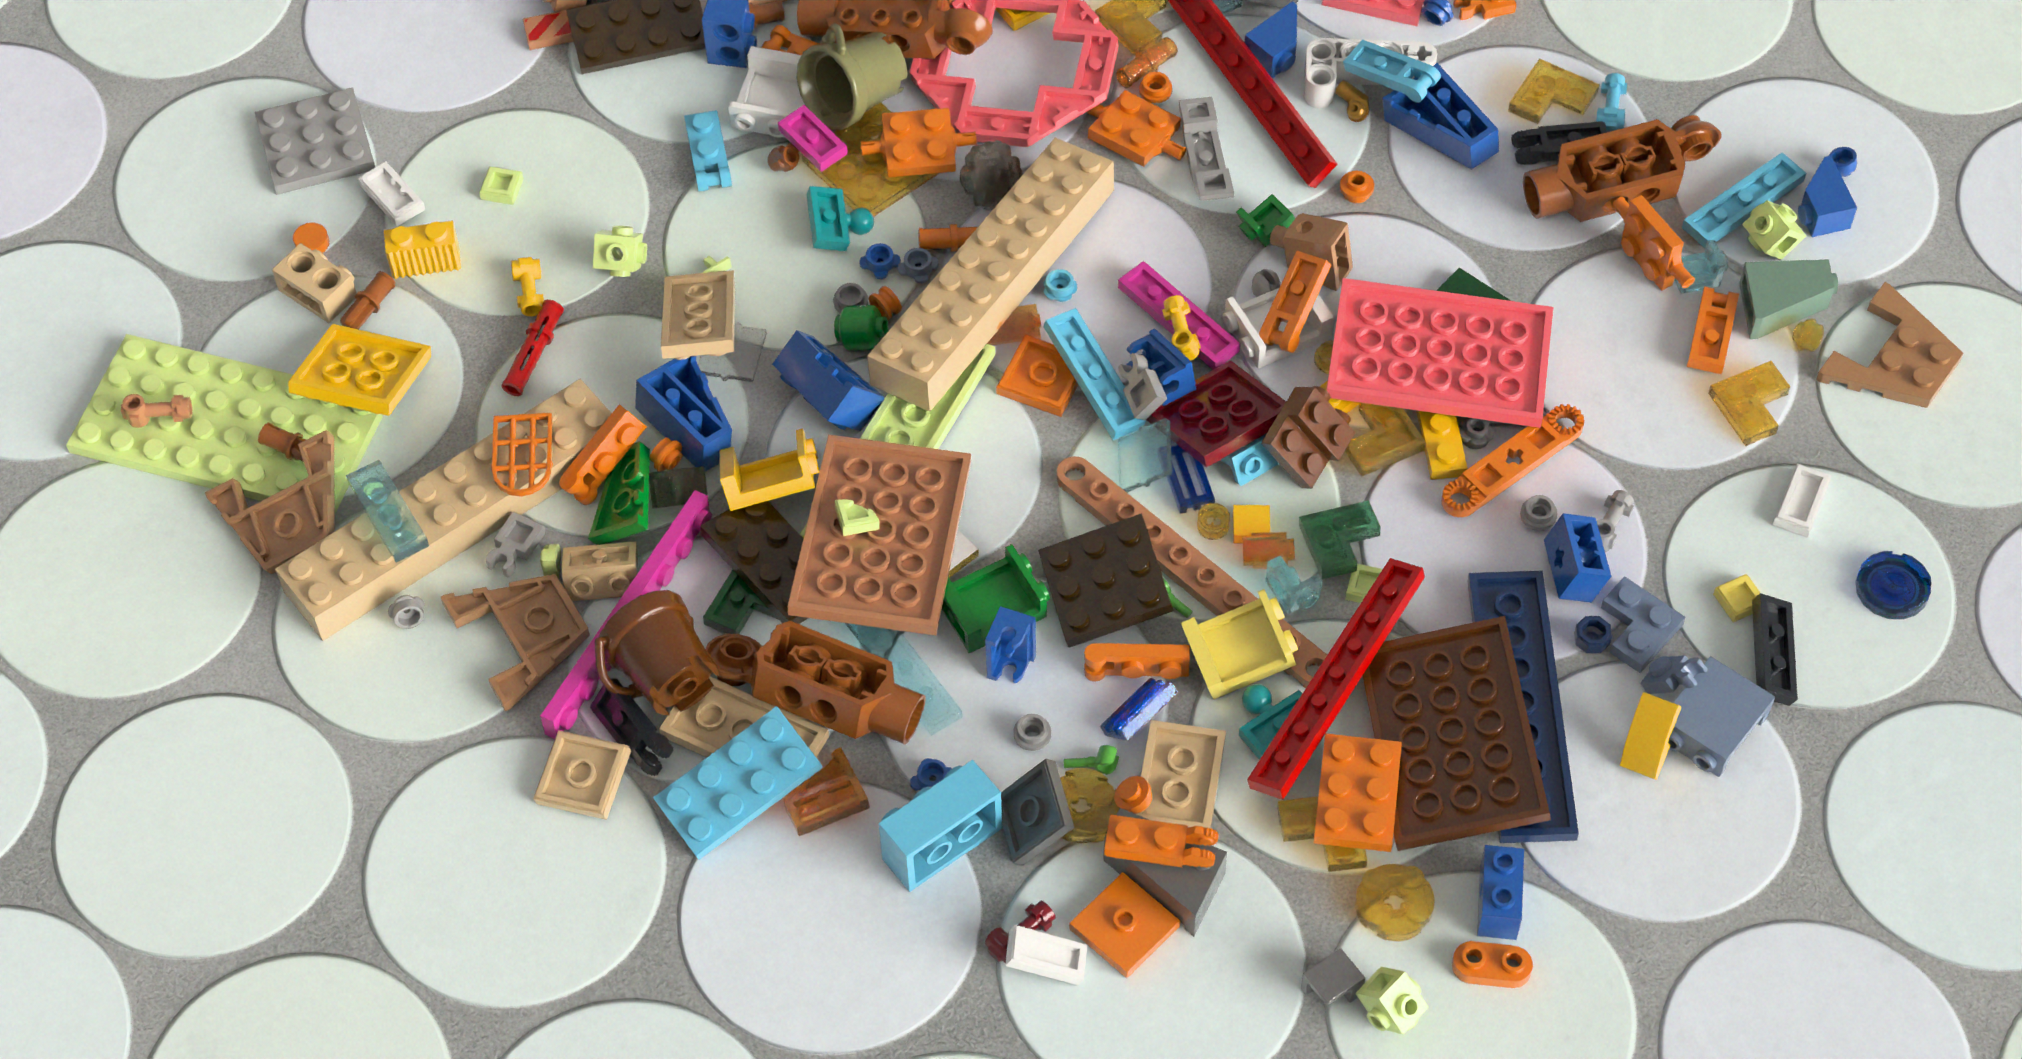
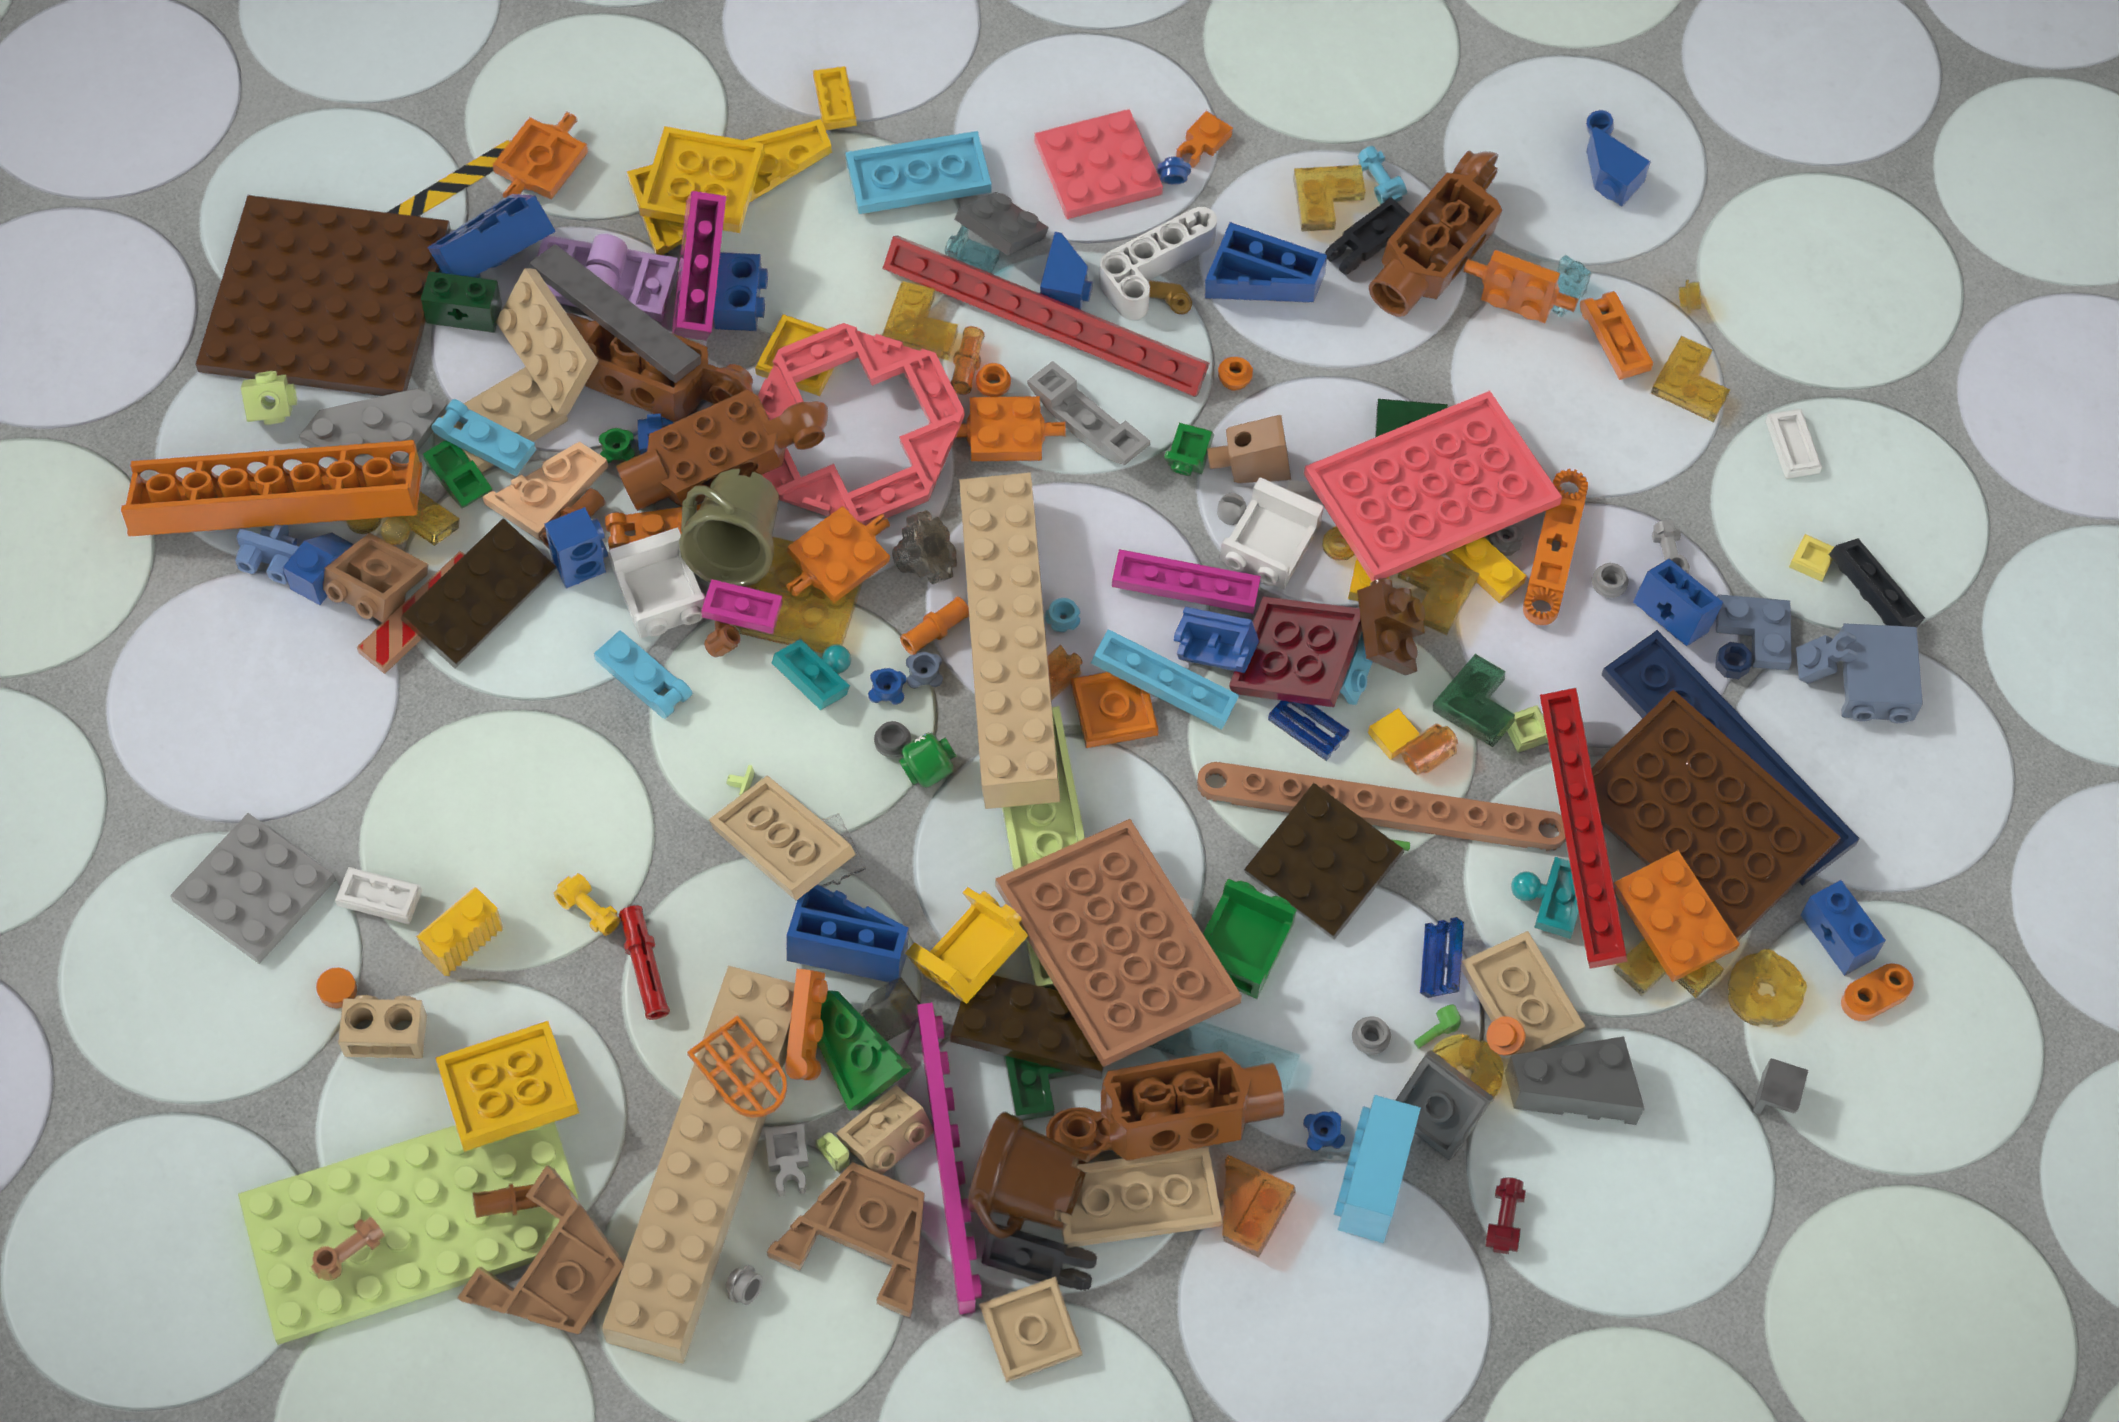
camera: 40 degrees left, 5 degrees up
(368, 301) = (447, 1014): dark orange axle -> none
(387, 511) = (670, 1205): clear light blue plate -> none
(501, 185) = (475, 823): yellowish green tile -> none
(608, 253) = (650, 820): yellowish green brick -> none
(666, 454) = (858, 987): orange plate -> none
(737, 782) = (1174, 1246): medium azure plate -> none
(827, 382) = (943, 830): blue wedge -> none
(855, 518) = (1089, 941): yellowish green tile -> none
(886, 302) = (928, 721): orange bush -> none
(1010, 643) = (1298, 968): blue hinge -> none
(1046, 955) = (1545, 1222): white tile -> none
(1124, 925) = (1579, 1152): orange plate -> none
(1136, 660) = (1407, 916): orange plate -> none
(1144, 388) = (1224, 668): light grey plate -> none
(1145, 455) = (1265, 727): clear light blue piece -> none
(1159, 842) = (1571, 1065): orange hinge -> none
(1182, 339) = (1190, 578): yellow bar -> none
(1212, 531) = (1353, 746): clear yellow bush -> none
(1241, 645) = (1482, 846): light yellow panel -> none
(1288, 587) = (1472, 772): clear light blue bracket -> none
(1294, 301) = (1284, 510): orange plate -> none
(1391, 69) = (1199, 250): medium azure plate -> none
(1392, 1000) = (1839, 1075): yellowish green brick -> none
(1649, 735) = (1851, 720): yellow slope -> none
(1735, 204) = (1551, 205): medium azure plate -> none
(1773, 229) = (1609, 215): yellowish green brick -> none
(1784, 292) = (1645, 270): sand green slope -> none
(1893, 585) = (1913, 475): clear blue tile -> none
(1911, 362) = (1781, 272): medium nougat wing -> none

